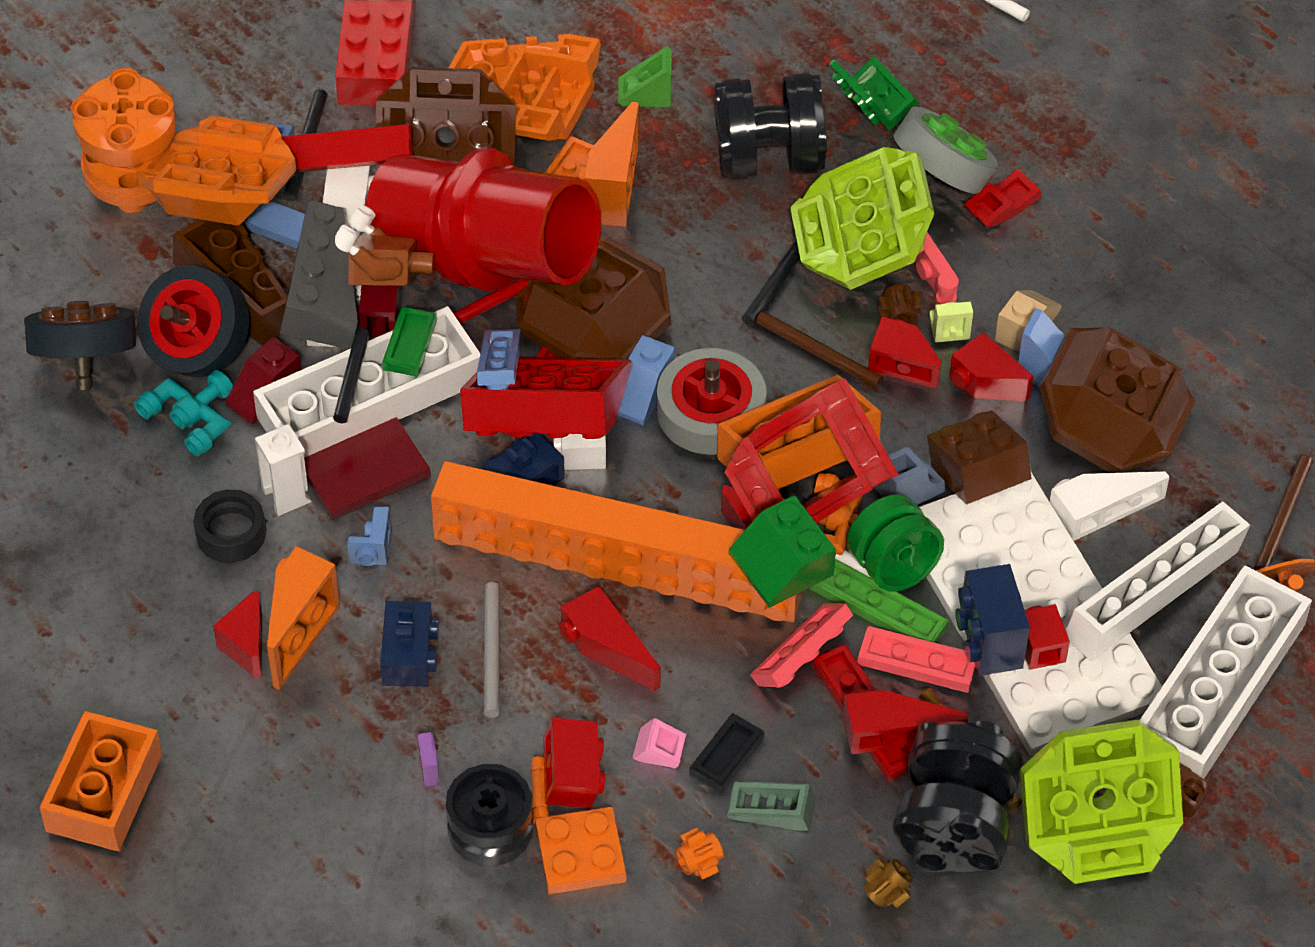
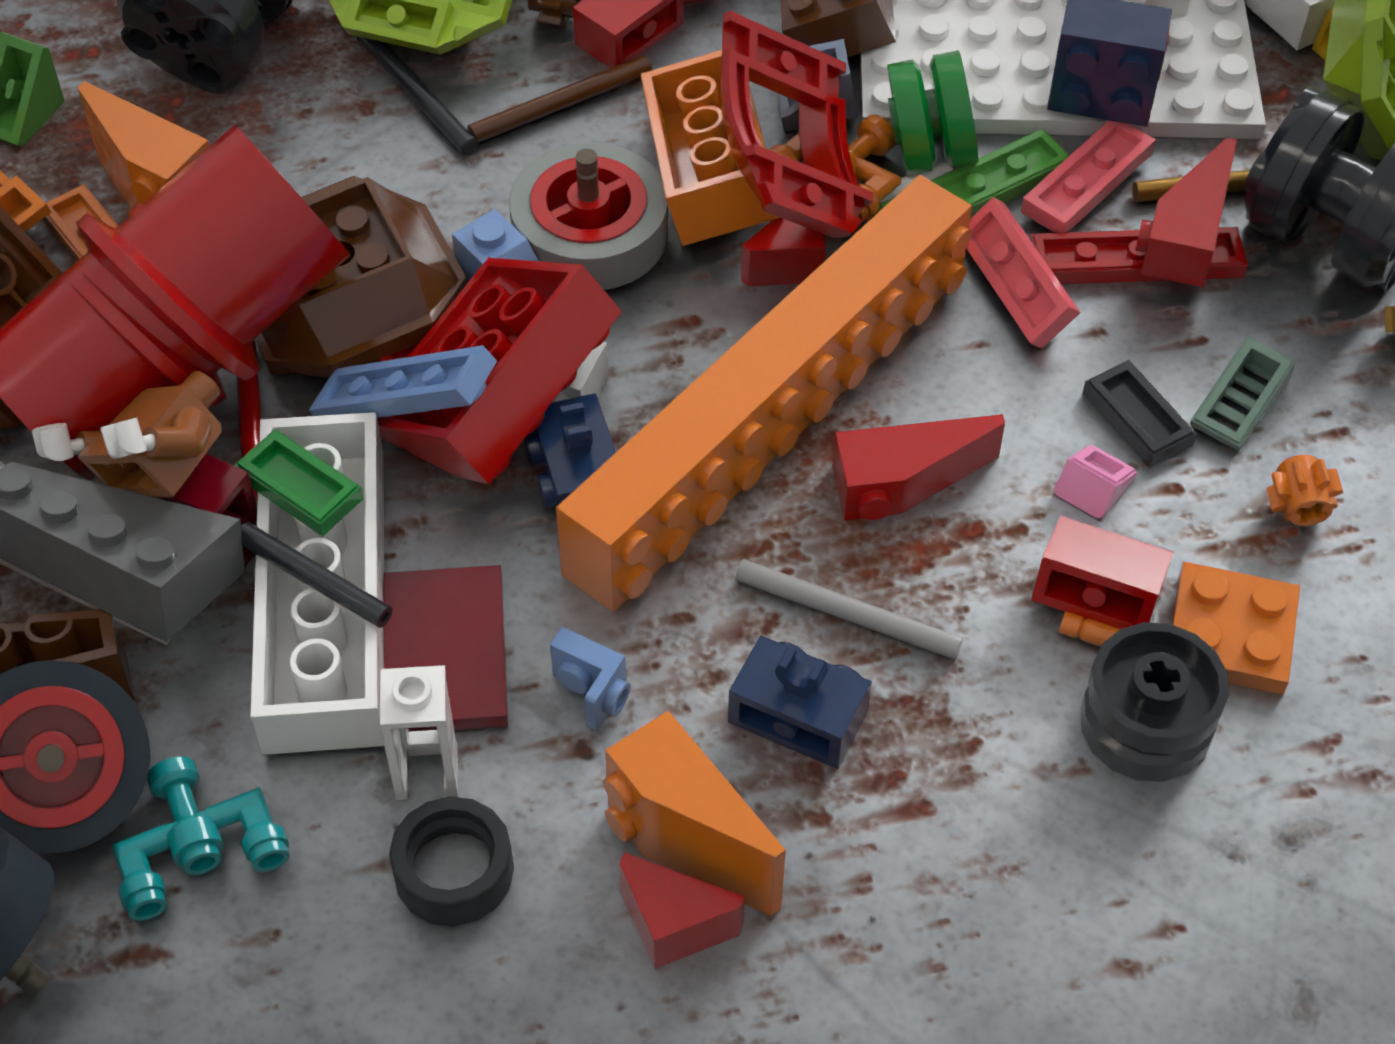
camera: 65 degrees left, 0 degrees up
(262, 368) = (211, 714): dark red slope -> none
(428, 759) = (1016, 748): medium lavender tile -> none
(783, 552) = (940, 187): green slope -> none

